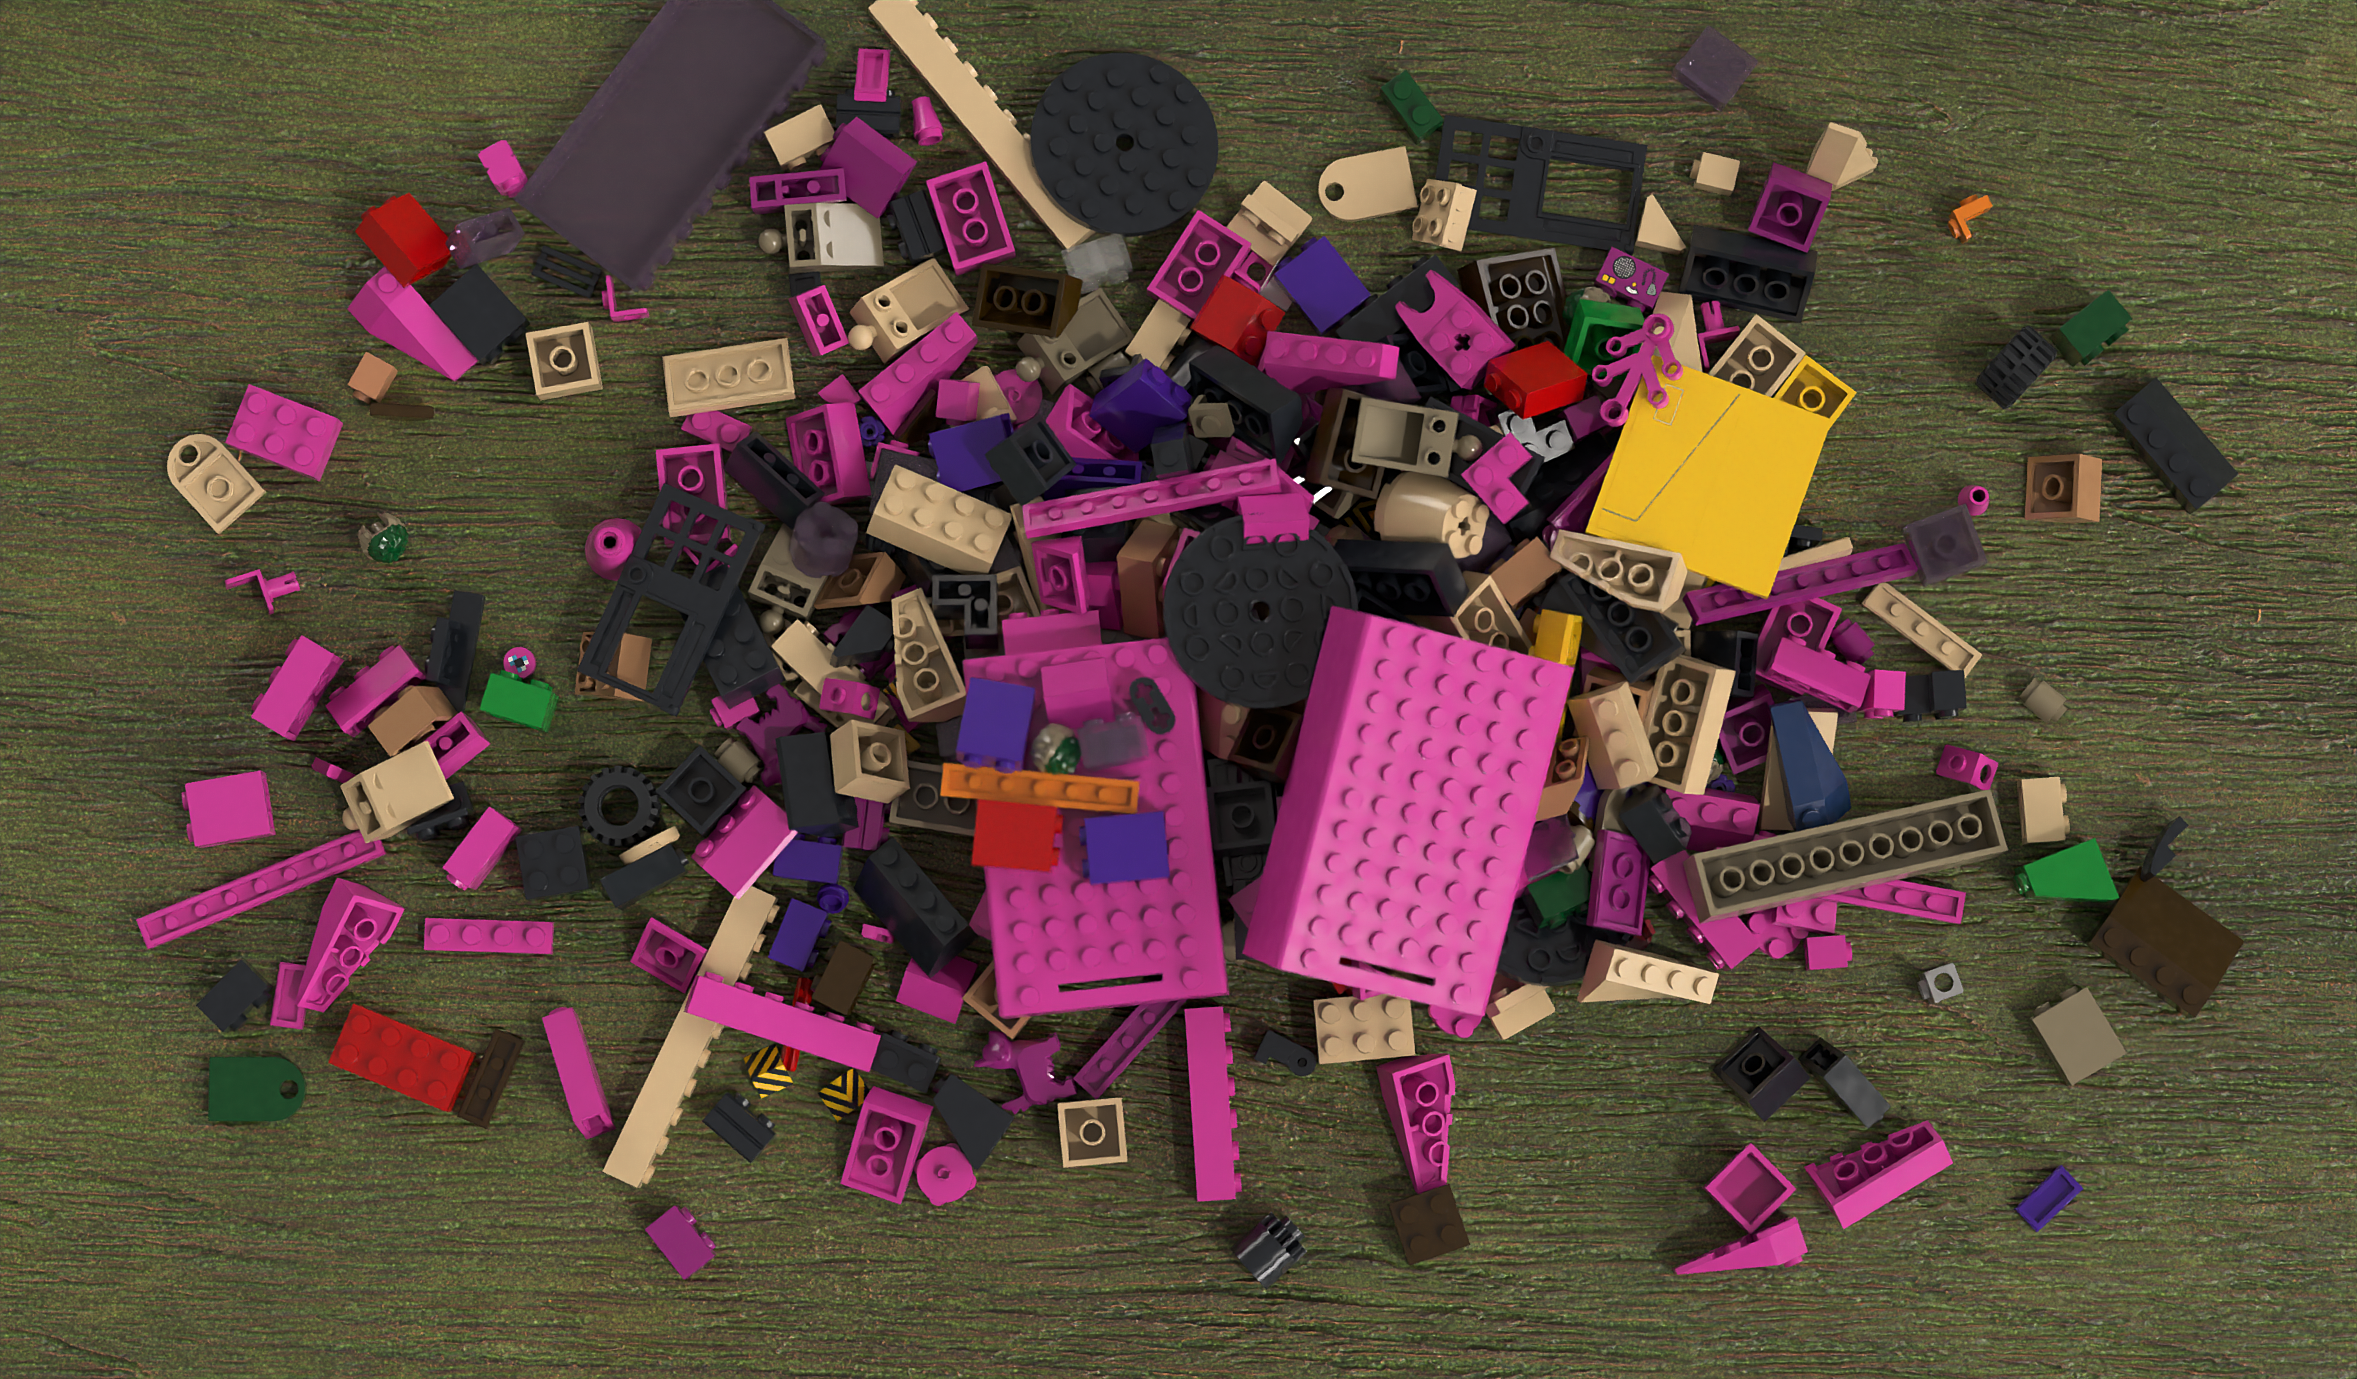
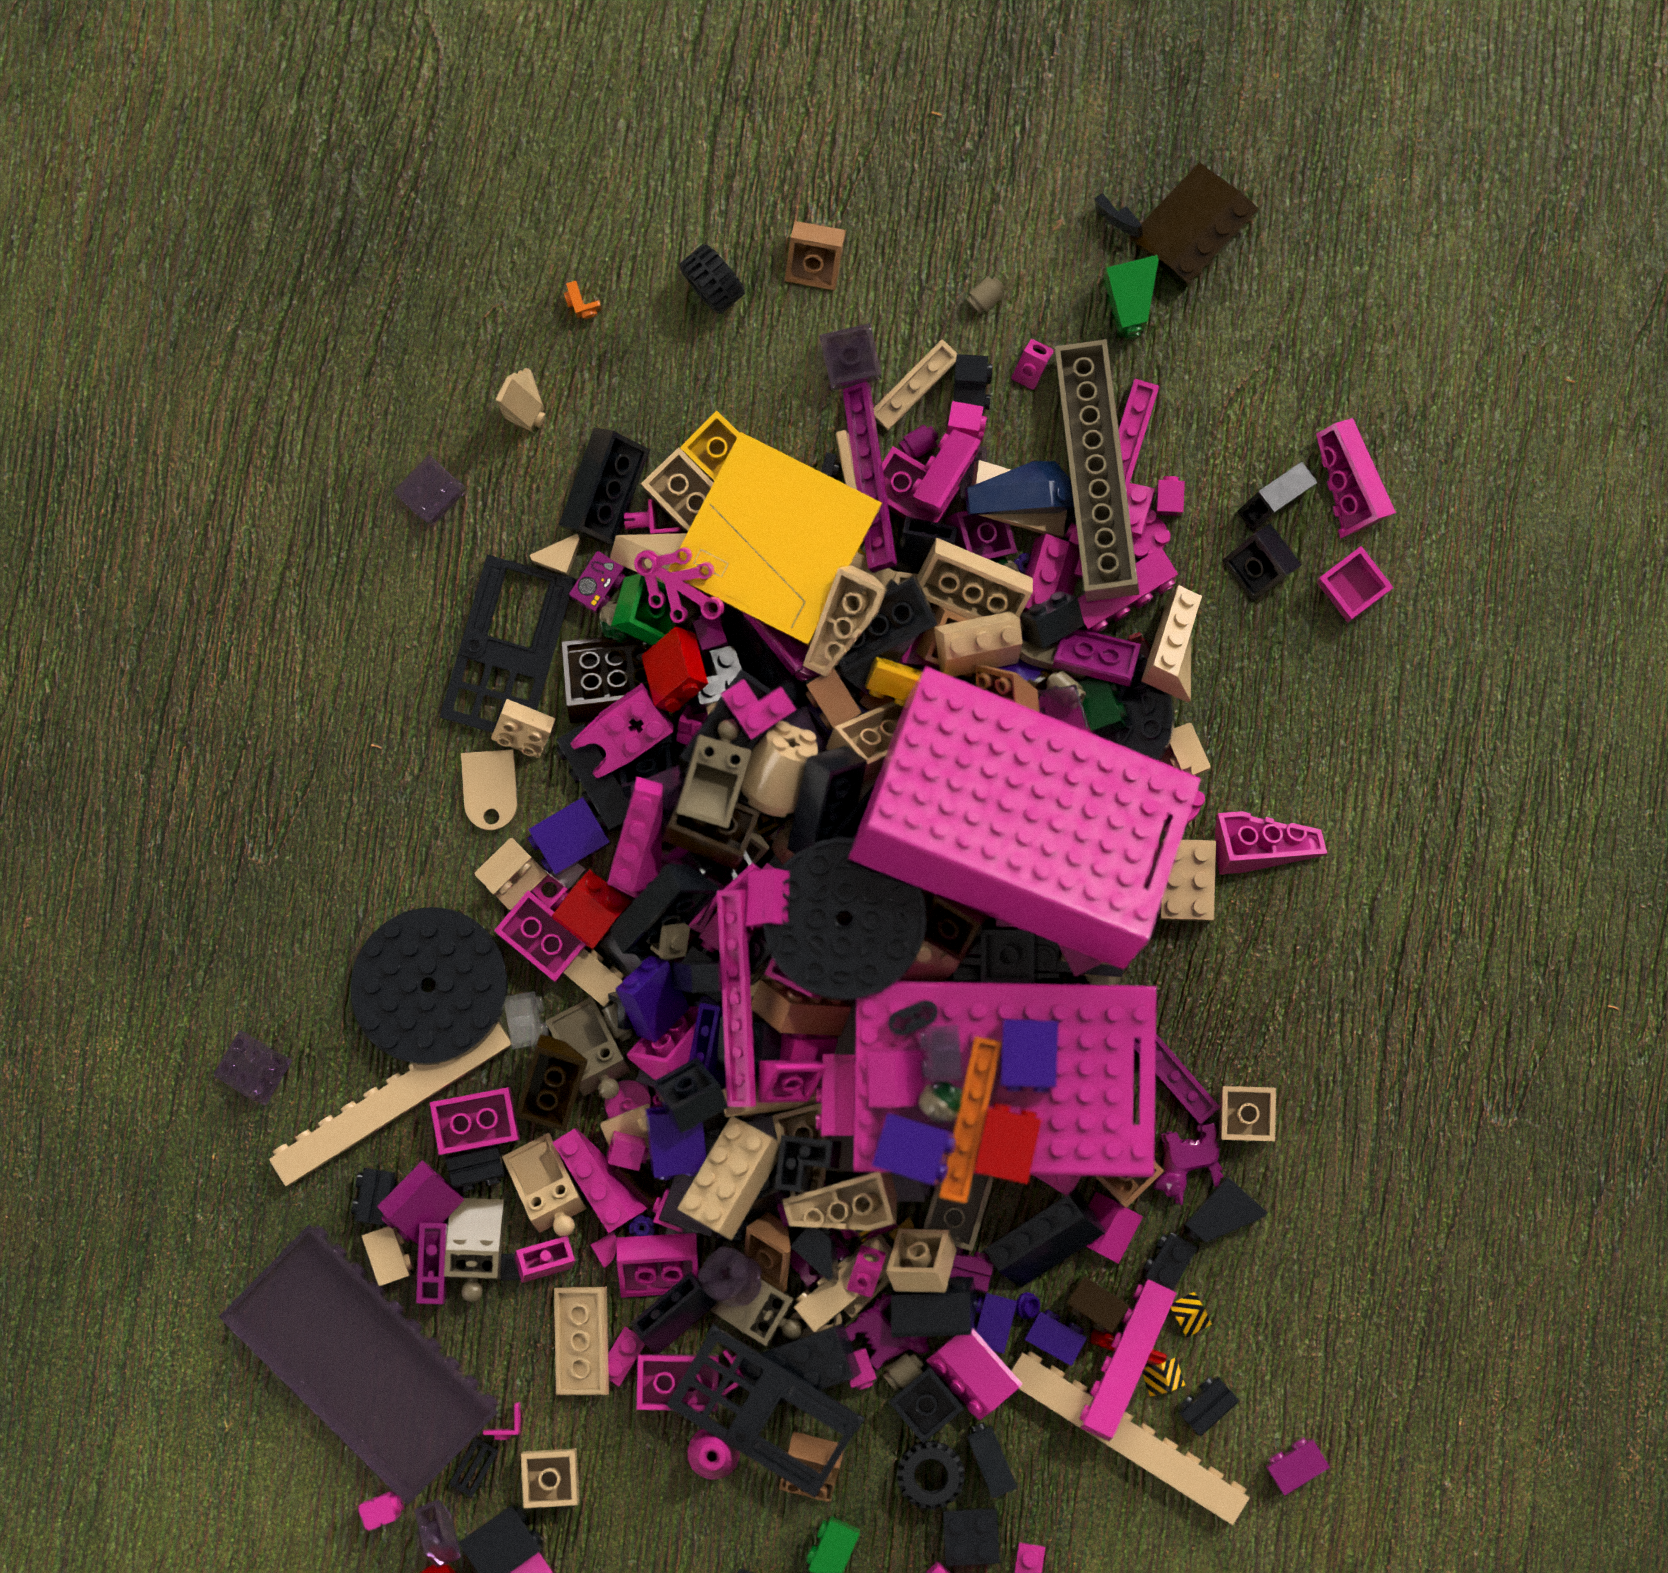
camera: 80 degrees left, 0 degrees up
(520, 662) = (798, 1545): dark pink tile -> none
(578, 1073) = (1147, 1536): dark pink slope -> none
(650, 845) = (967, 1454): tan tile -> none
(668, 955) = (1058, 1448): dark pink slope -> none
(872, 75) = (342, 1189): dark pink tile -> none
(877, 934) = (1060, 1273): dark pink tile -> none
(886, 1144) = (1236, 1285): dark pink slope -> none
(926, 124) = (387, 1149): dark pink cone -> none
(944, 1174) = (1266, 1240): dark pink piece -> none
(1210, 1104) = (1235, 1013): dark pink brick -> none
(1270, 1248) = (1359, 979): black gear -> none
(1297, 1058) = (1204, 938): black leg -> none
(1411, 107) = (429, 744): dark green brick -> none
(1428, 1224) = (1353, 847): dark brown brick -> none
(1715, 173) = (518, 502): tan brick -> none
(1768, 1246) = (1403, 572): dark pink wedge -> none
(1790, 207) = (555, 444): magenta brick -> none
(1930, 992) = (1209, 419): light grey bracket -> none
(1966, 496) = (812, 334): dark pink cone -> none
(2042, 810) = (1075, 308): tan brick -> none
(2048, 1198) = (1388, 346): dark purple tile -> none
(2076, 1035) = (1260, 306): dark tan brick -> none
(2085, 333) = (687, 215): dark green brick -> none
(2173, 446) = (791, 162): black slope -> none

